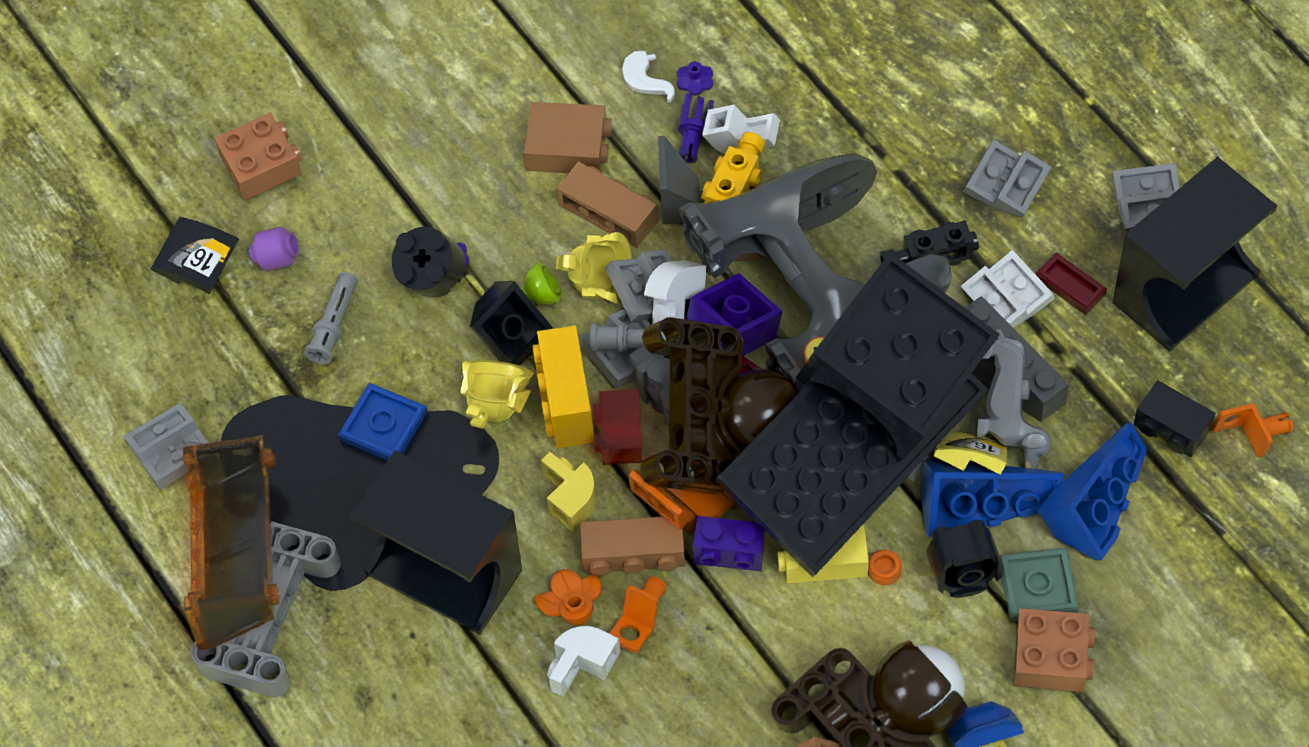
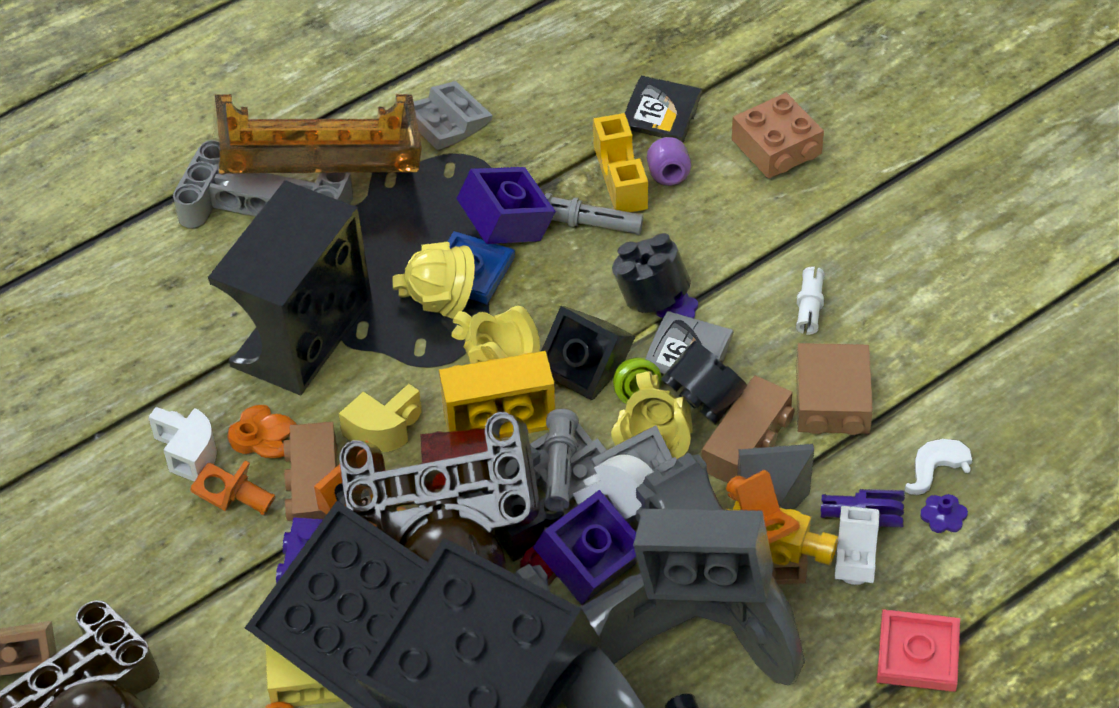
camera: 85 degrees right, 10 degrees down
(256, 293) = (621, 172): none -> yellow arch
(325, 379) = (505, 205): none -> dark purple brick
(410, 428) = (438, 278): none -> light yellow helmet
(460, 149) = (810, 300): none -> white pin
(507, 246) = (680, 331): none -> light grey slope
(564, 222) = (704, 381): none -> black brick
(733, 171) = (759, 495): none -> orange bracket
(813, 185) = (704, 555): none -> dark grey brick
(832, 104) = (918, 650): none -> coral plate

